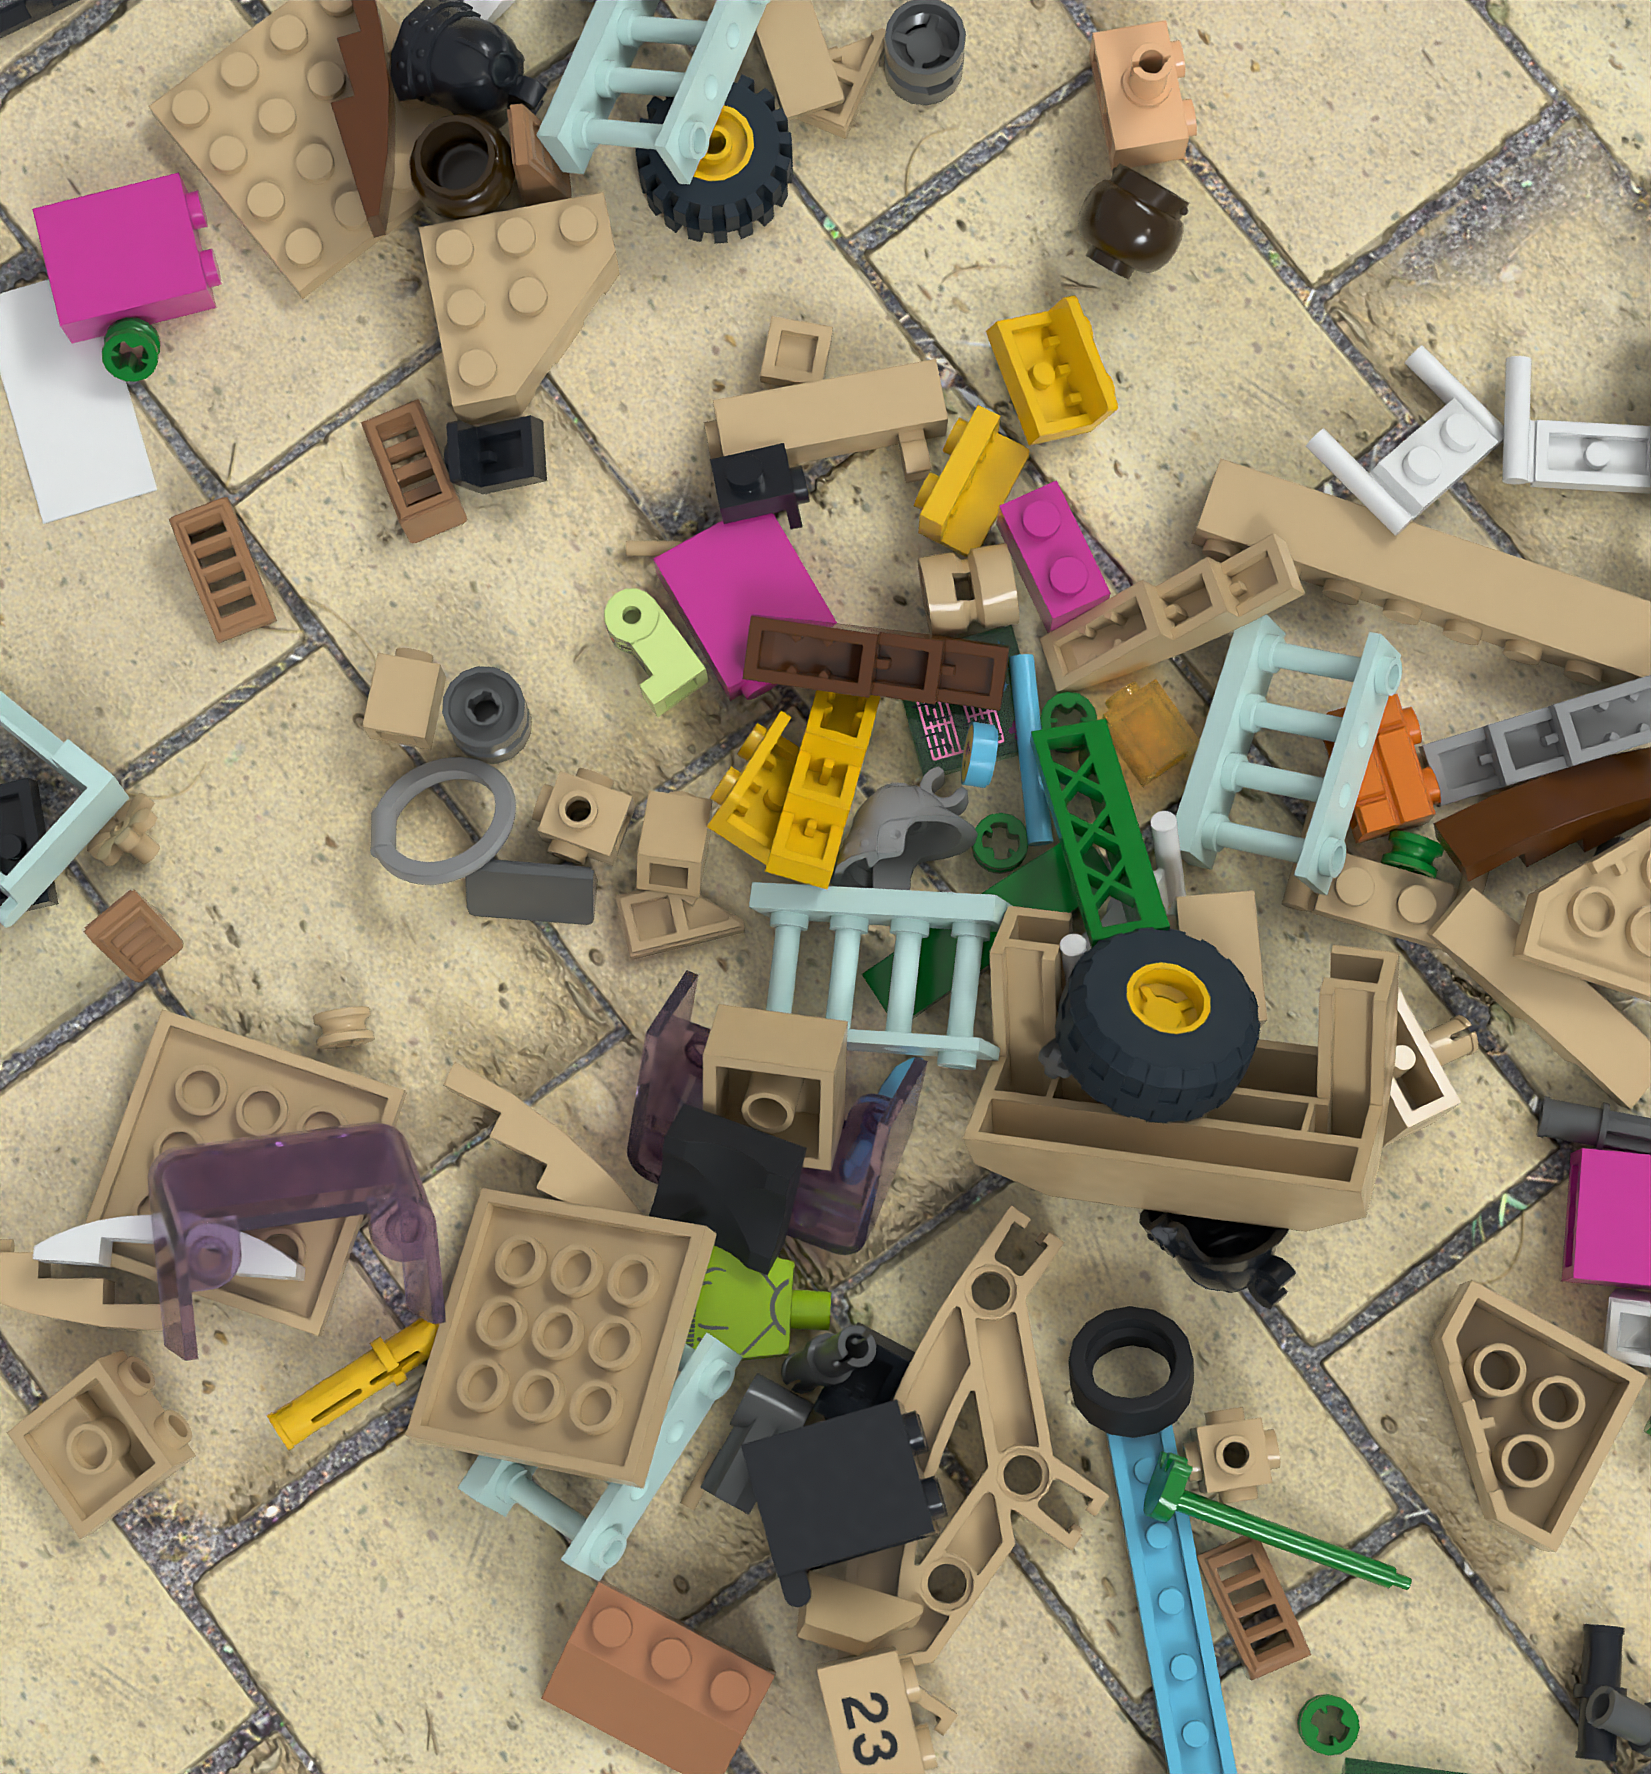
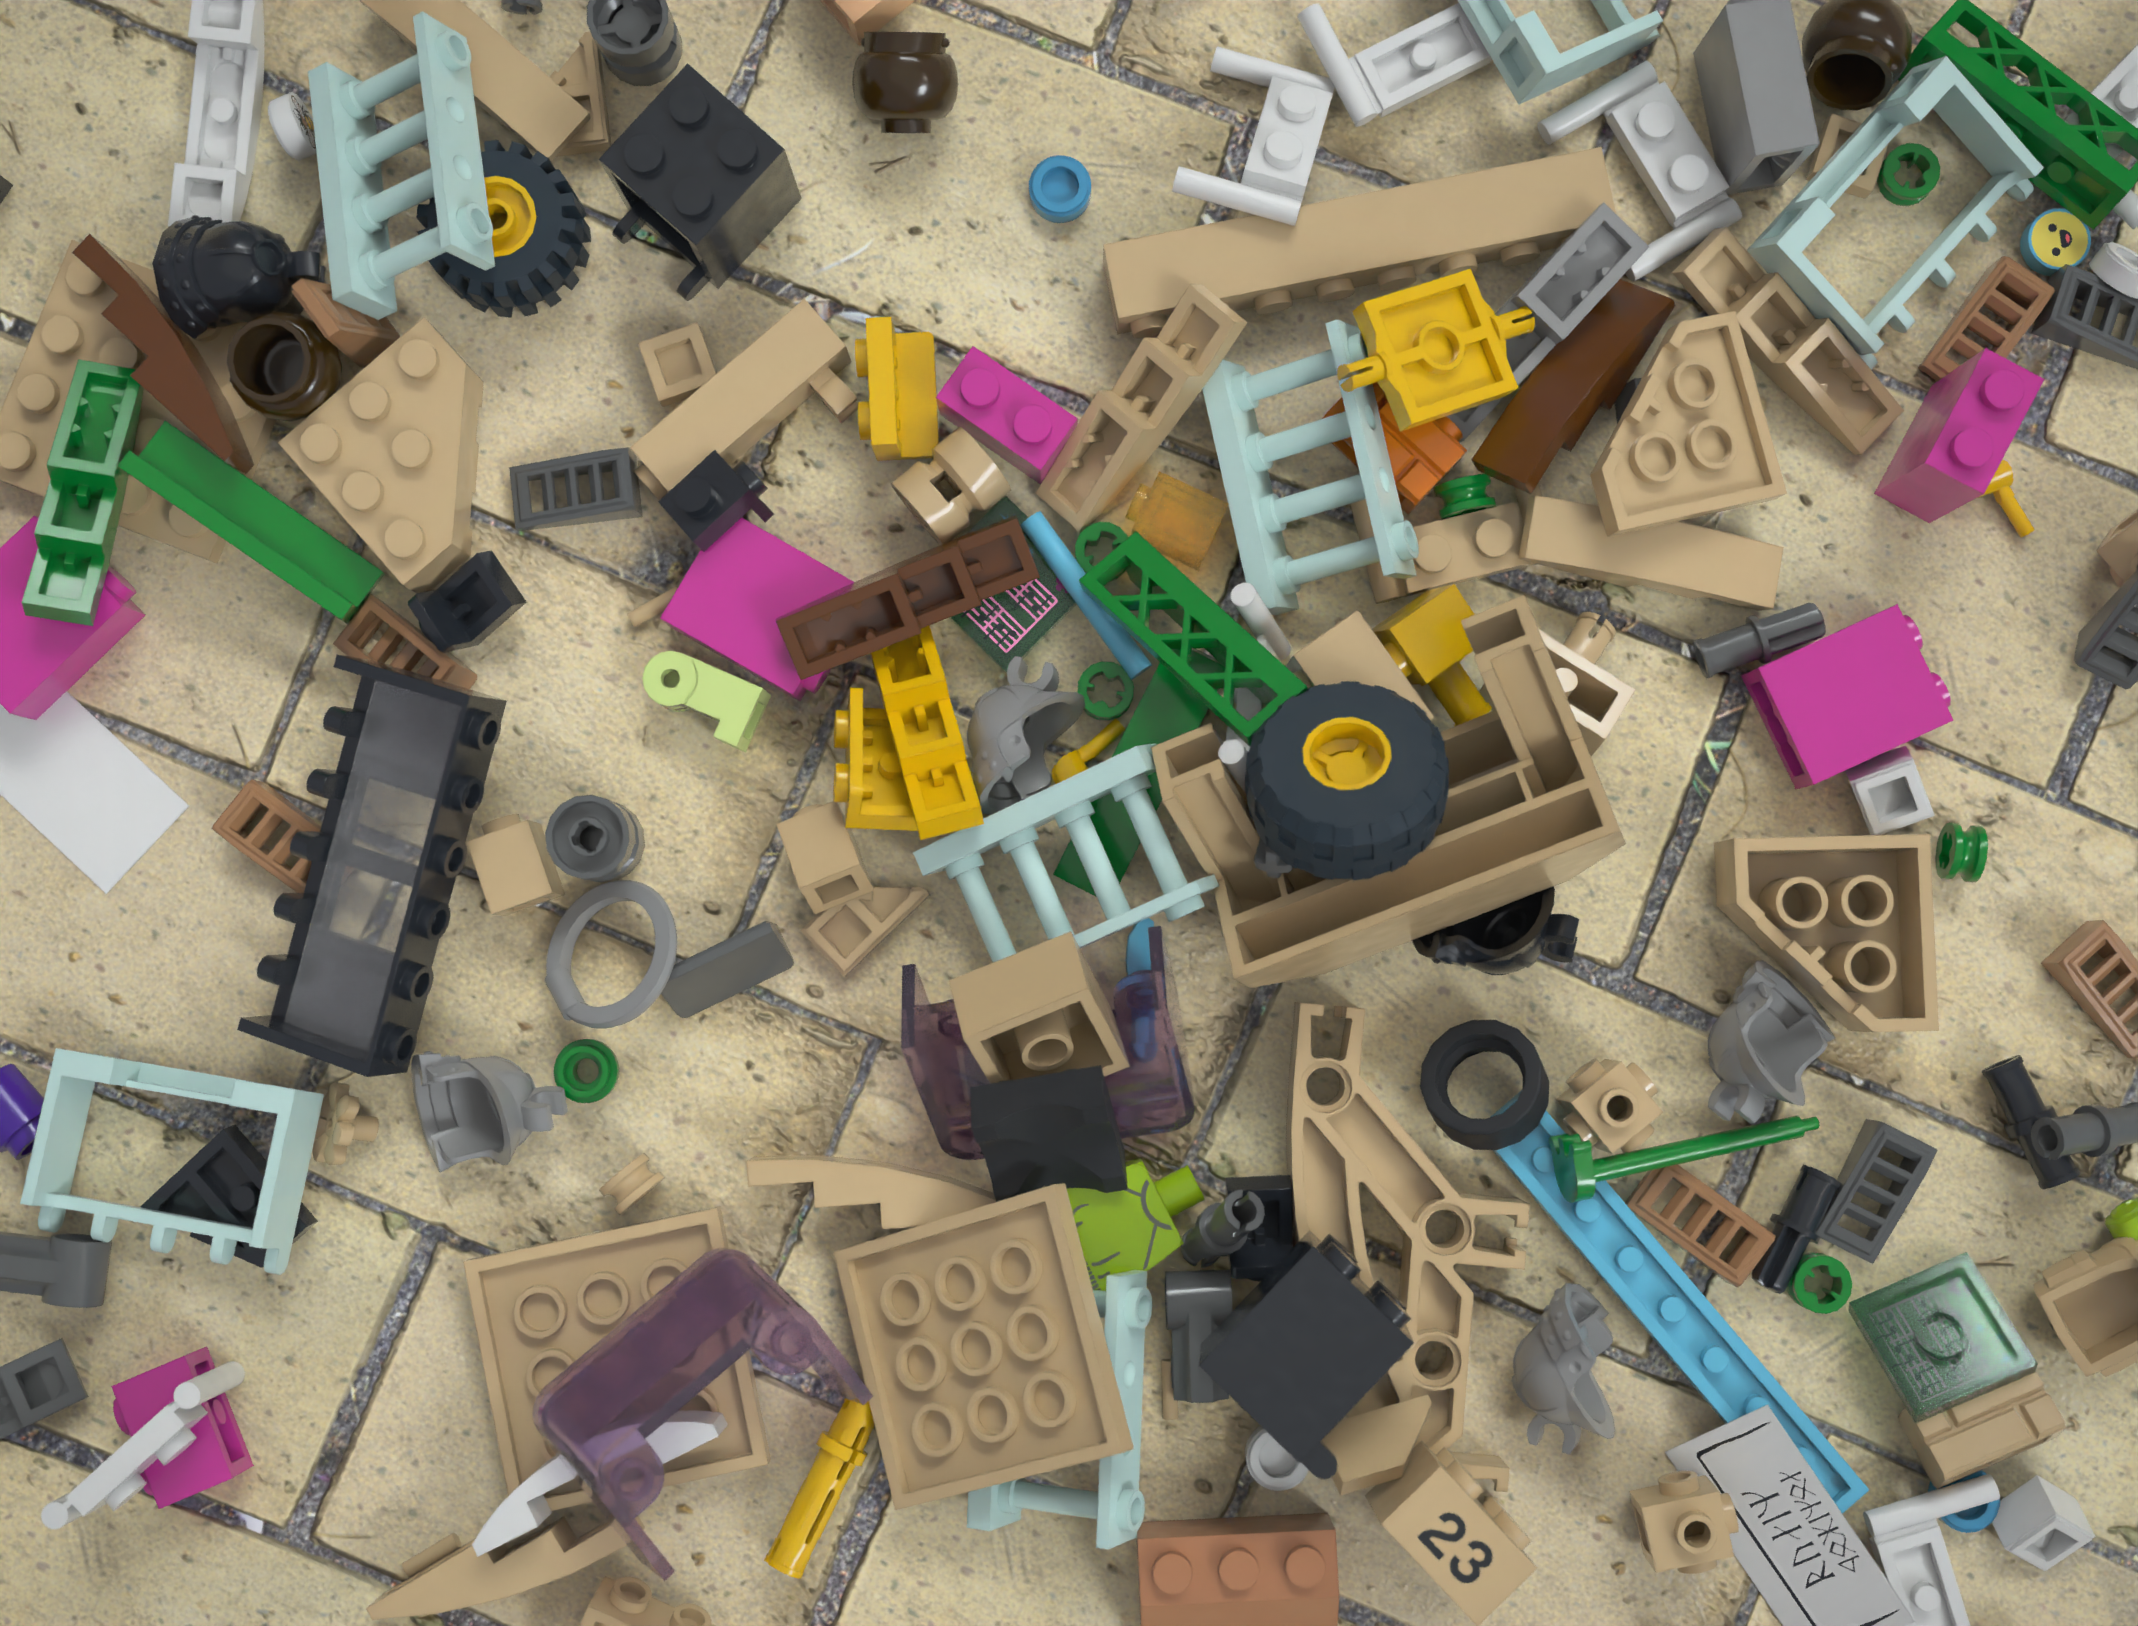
camera: 30 degrees left, 5 degrees up
(127, 365) = (82, 681): green bush -> none
(134, 936) = (399, 1214): medium nougat slope -> none
(232, 177) = (83, 494): none -> green slope
(252, 884) = (479, 1107): none -> light grey helmet
(291, 633) = (379, 869): none -> window
(347, 895) = (566, 1070): none -> green plate
(358, 283) = (254, 521): none -> green fence
(597, 835) = (755, 886): tan brick -> none
(678, 447) = (626, 486): none -> dark grey slope
(758, 1595) = (1271, 1463): none -> white tile
(905, 210) = (700, 179): none -> black container
(963, 885) = (1075, 761): none -> yellow hand
(979, 755) = (1045, 626): medium azure tile -> none
(1053, 372) = (913, 251): yellow bracket -> none
(1053, 1658) = (1556, 1365): none -> light grey helmet
(1213, 390) = (1060, 189): none -> dark azure tile
(1295, 962) = (1428, 648): none -> yellow brick
(1333, 1663) = (1795, 1228): none -> black axle
(1400, 1480) = (1763, 1044): none -> light grey helmet
(1453, 709) = (1435, 349): none -> yellow plate
(1459, 1677) = (1893, 1202): none -> dark grey slope

